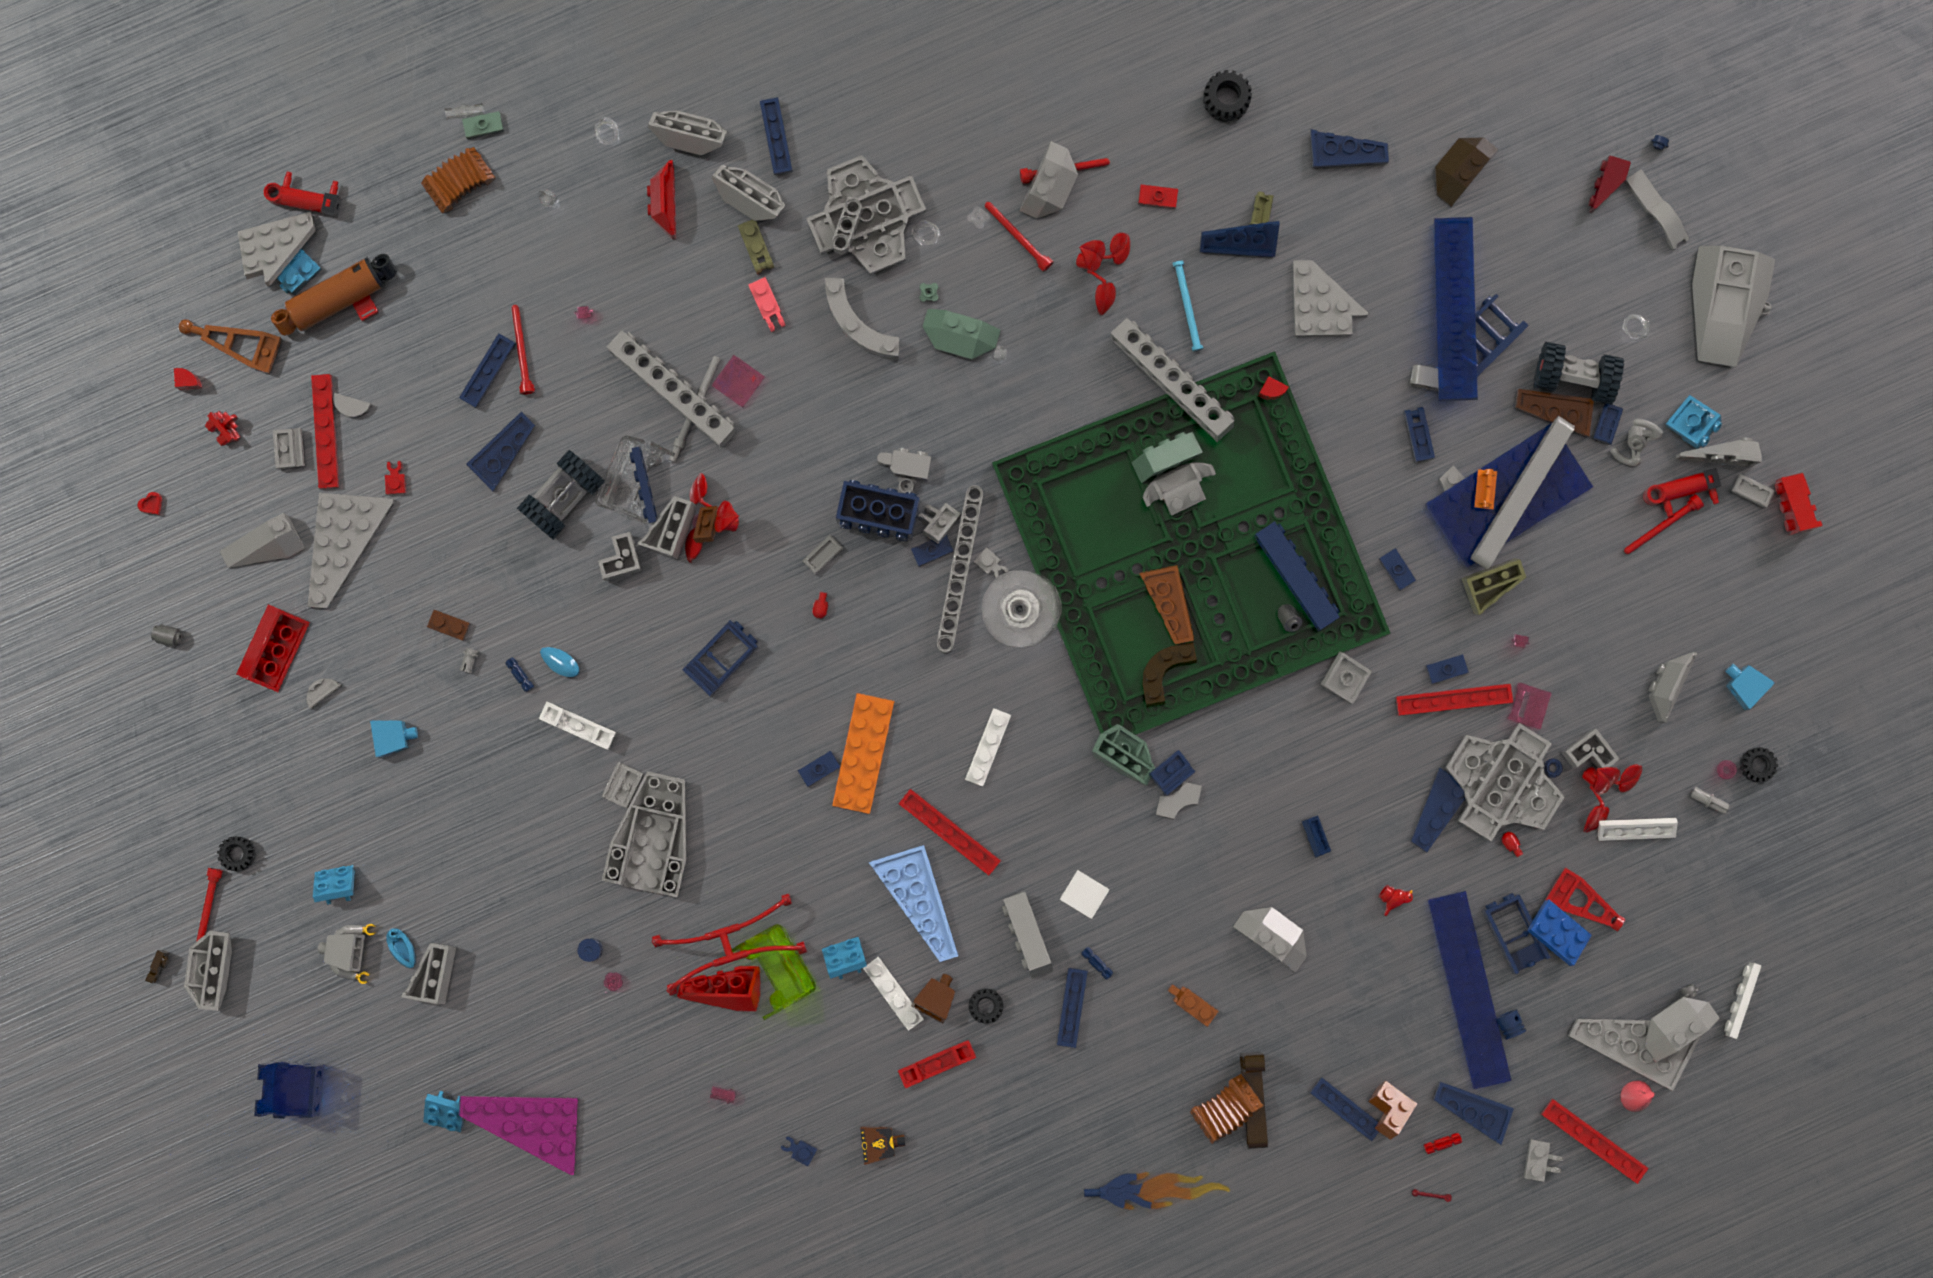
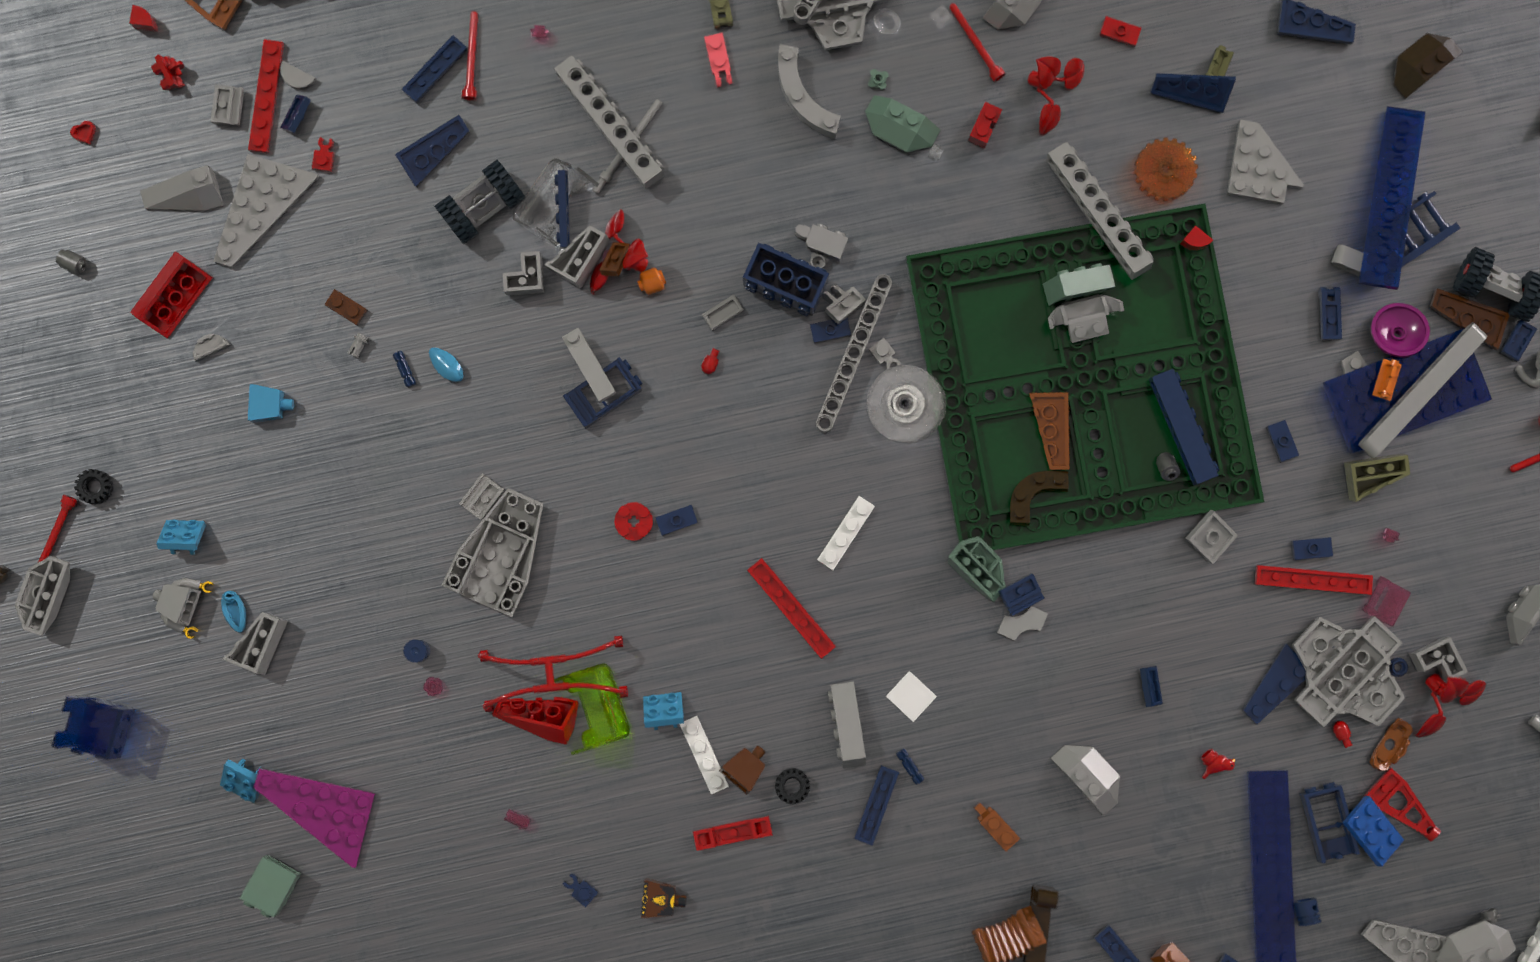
camera: 15 degrees right, 0 degrees up
(358, 443) = (295, 113): none -> dark blue plate
(494, 1210) = (270, 886): none -> sand green brick
(577, 725) = (449, 429): white slope -> none
(702, 634) = (589, 365): none -> light grey slope
(738, 381) = (675, 128): clear pink tile -> none
(746, 538) = (651, 281): none -> orange head
(770, 787) = (625, 514): none -> red plate
(863, 753) = (722, 514): orange plate -> none
(915, 890) = (746, 658): light blue wing -> none
(1041, 325) = (987, 118): none -> red brick
(1178, 265) = (1128, 143): medium azure bar -> none
(1240, 314) = (1152, 175): none -> clear orange piece
(1493, 427) = (1406, 322): none -> magenta dish
(1566, 831) = (1399, 733): none -> dark orange piece
(1637, 829) = (1470, 744): white plate -> none

